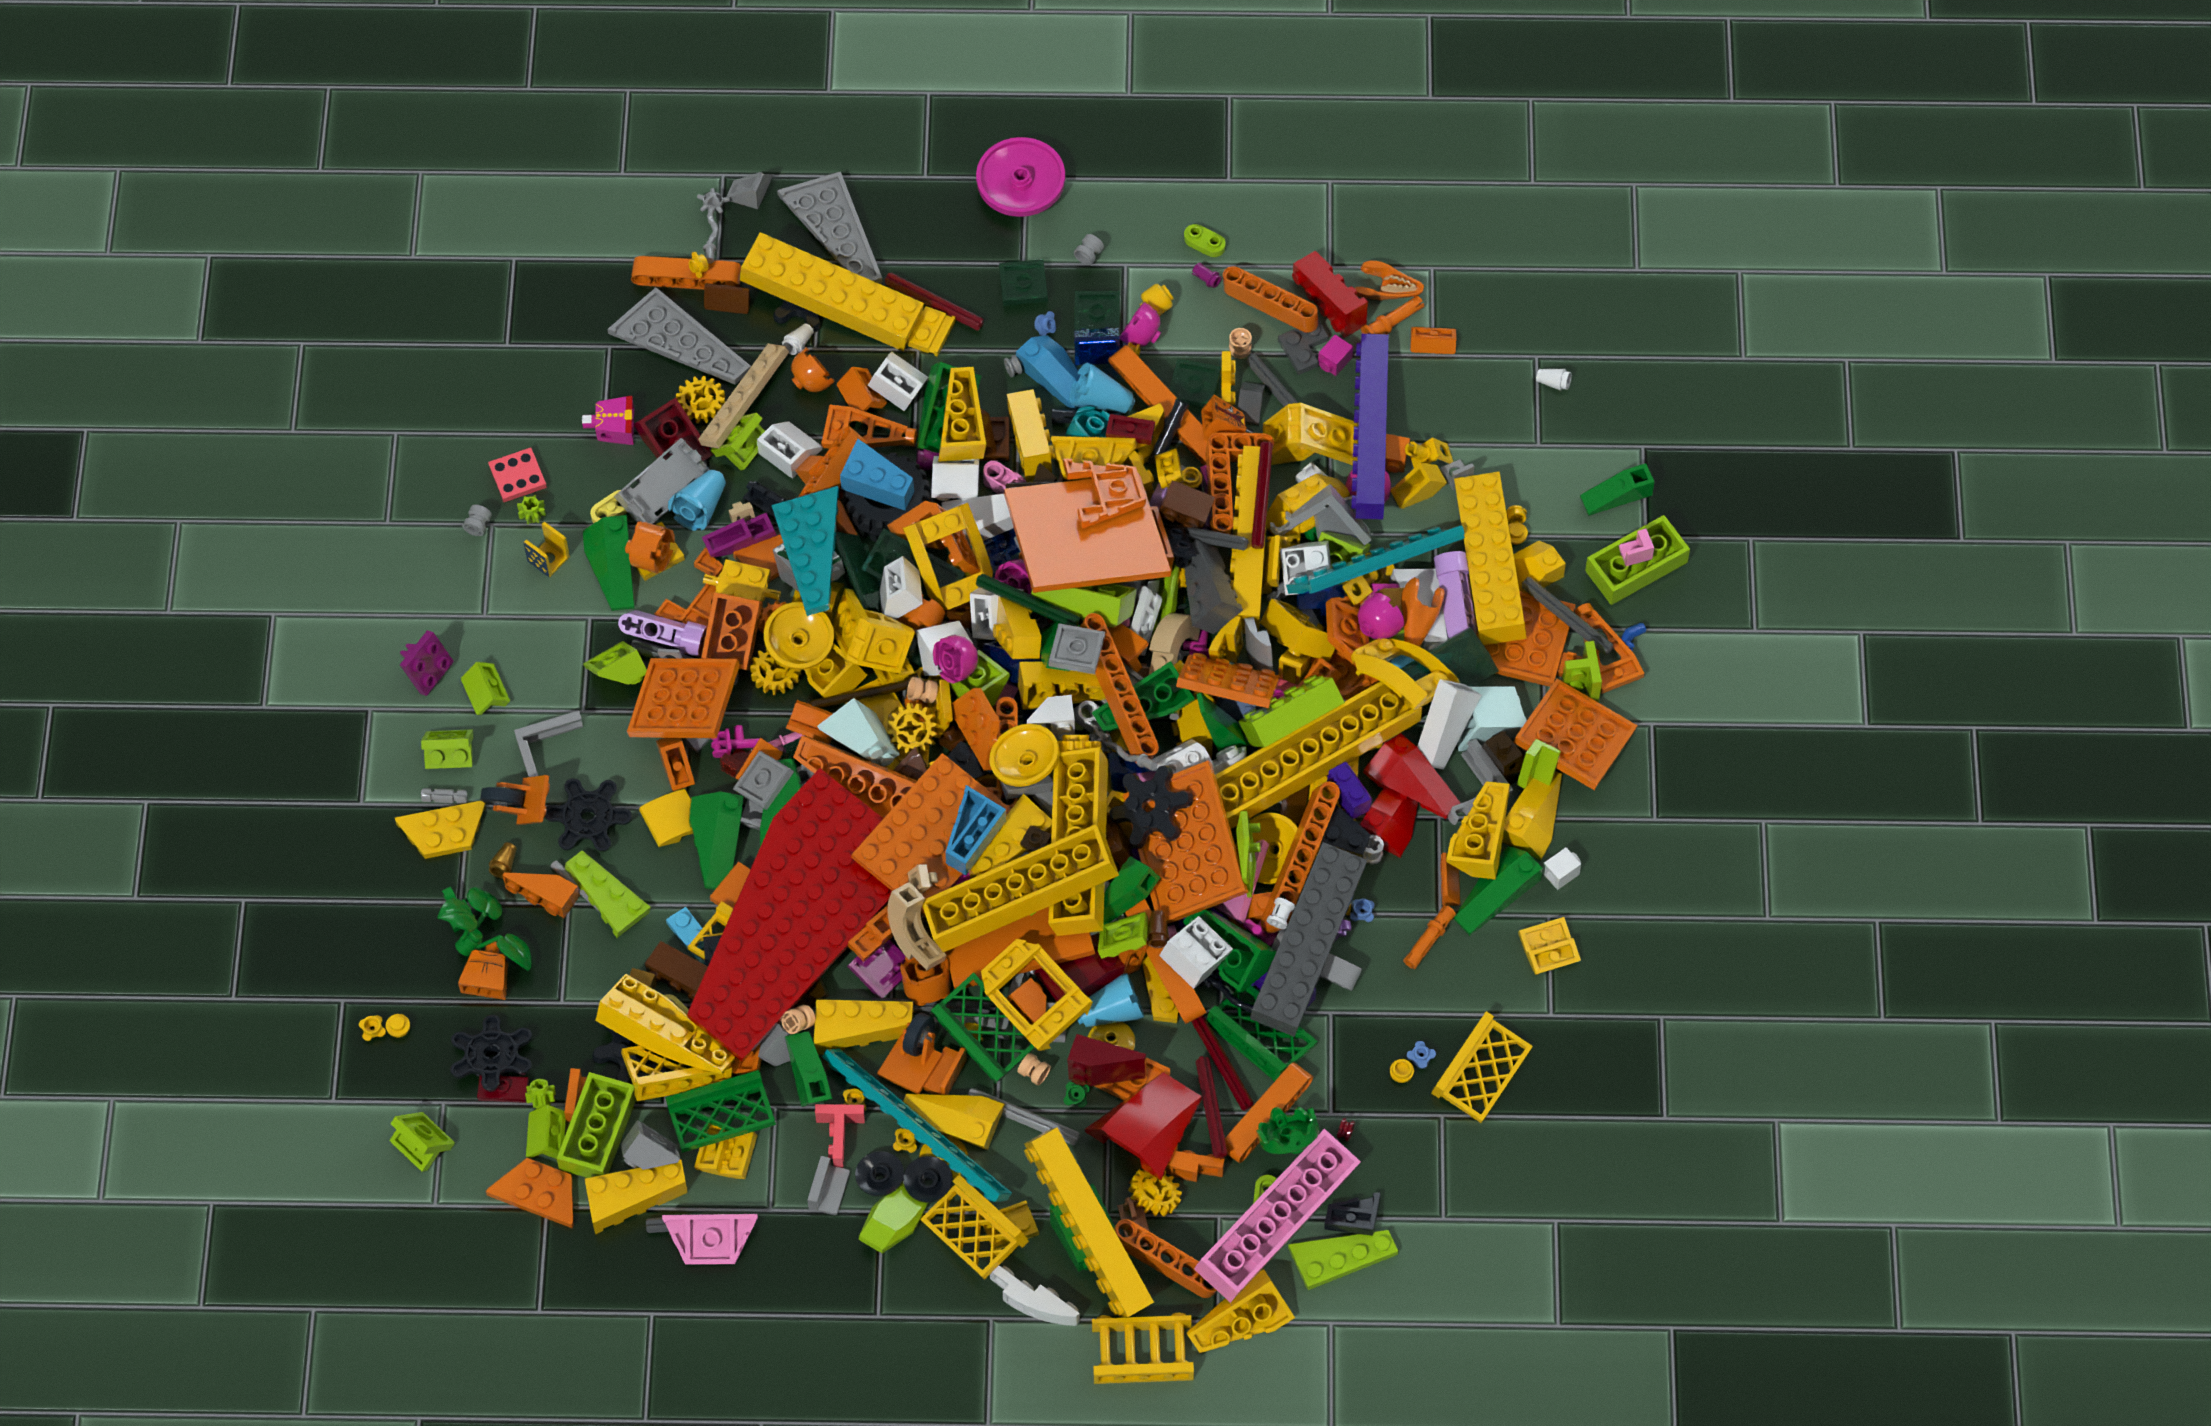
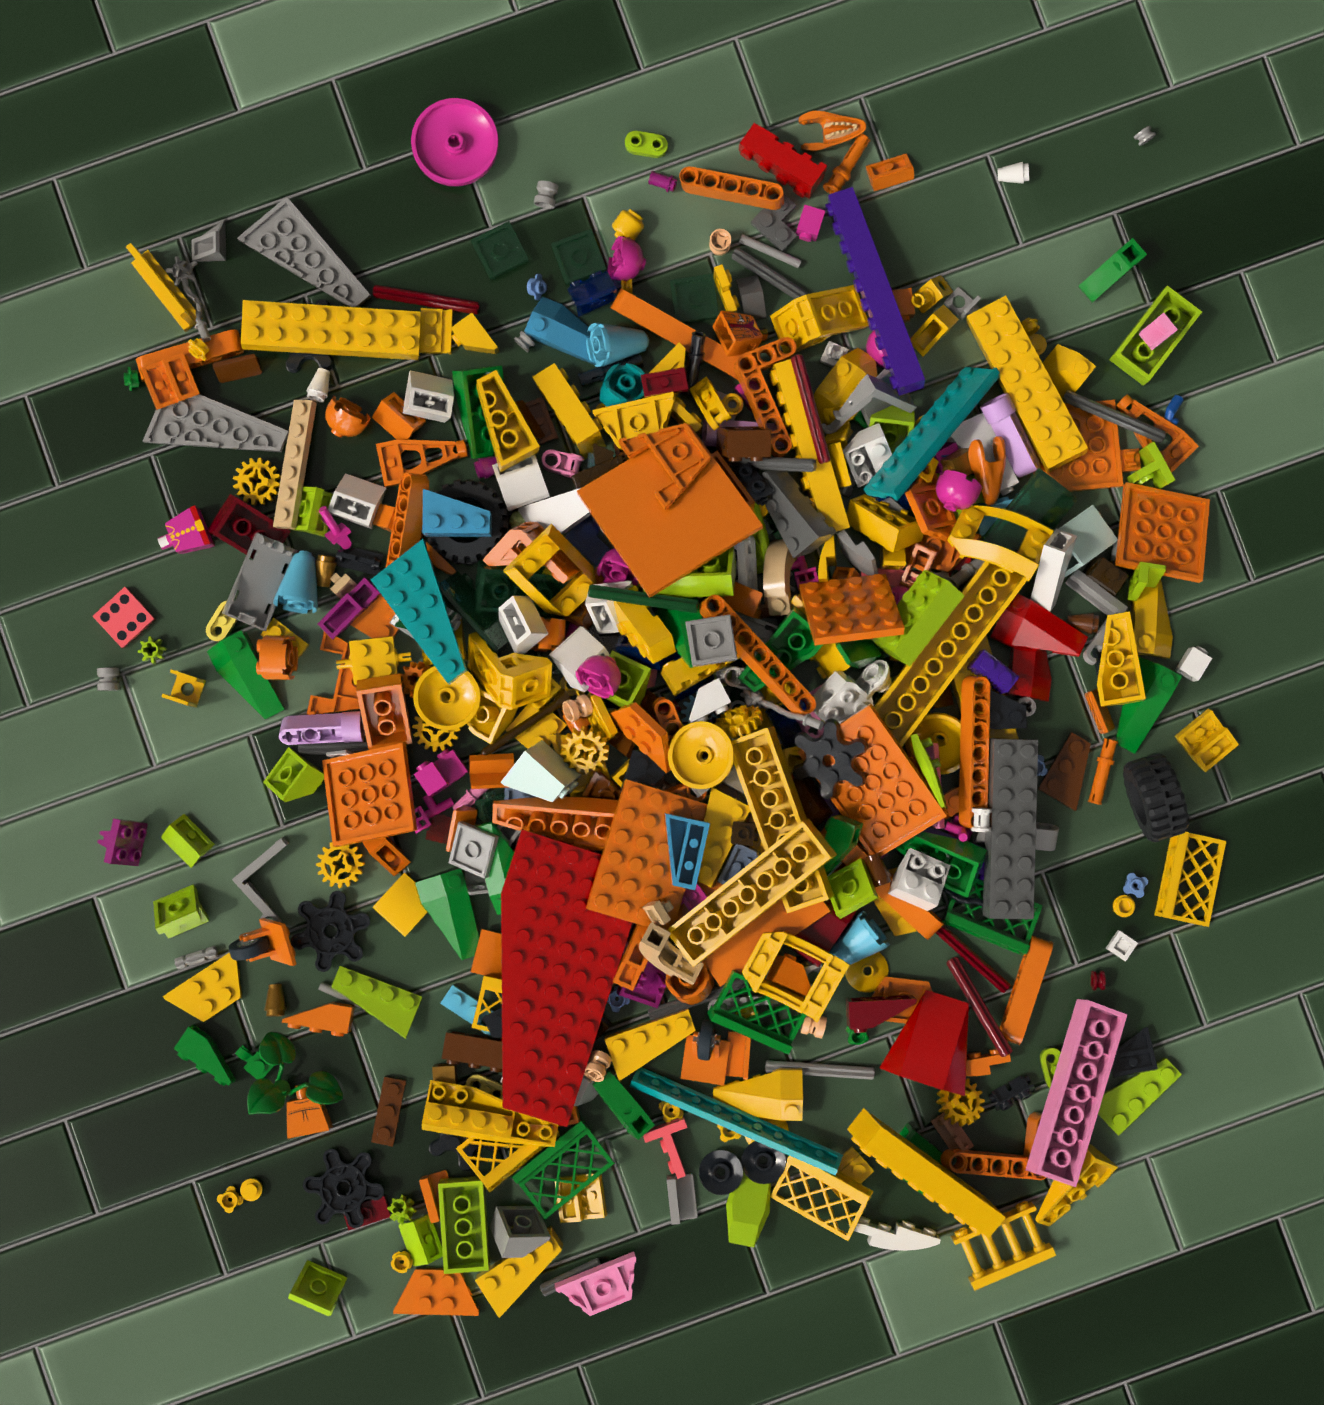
camera: 20 degrees left, 25 degrees up
(409, 876) = (203, 1051): none -> green slope
(513, 1141) = (397, 1266): none -> yellow plate
(568, 1002) = (388, 1111): none -> reddish brown plate
(621, 274) = (131, 378): none -> green plate
(625, 754) = (331, 861): none -> yellow gear
(658, 284) = (169, 381): none -> orange slope
(688, 207) = (164, 287): none -> yellow fence
(731, 494) = (325, 569): none -> pearl gold cone
(758, 468) = (337, 533): none -> dark pink arm
(761, 710) = (441, 773): none -> dark pink brick
(840, 973) = (616, 1005): none -> medium blue plate
(965, 345) = (473, 336): none -> yellow slope
(1221, 1208) = (1005, 1098): none -> black hinge
(1286, 368) = (770, 251): none -> light grey bar
(1289, 1134) = (1048, 1004): green plate -> none
(1383, 1102) = (1121, 945): none -> white tile
(1390, 928) = (1067, 772): none -> reddish brown wing
(1464, 792) = (1084, 622): none -> reddish brown cone
(1468, 961) = (1156, 797): none -> black tyre
(1697, 387) = (1144, 135): none -> light grey bush

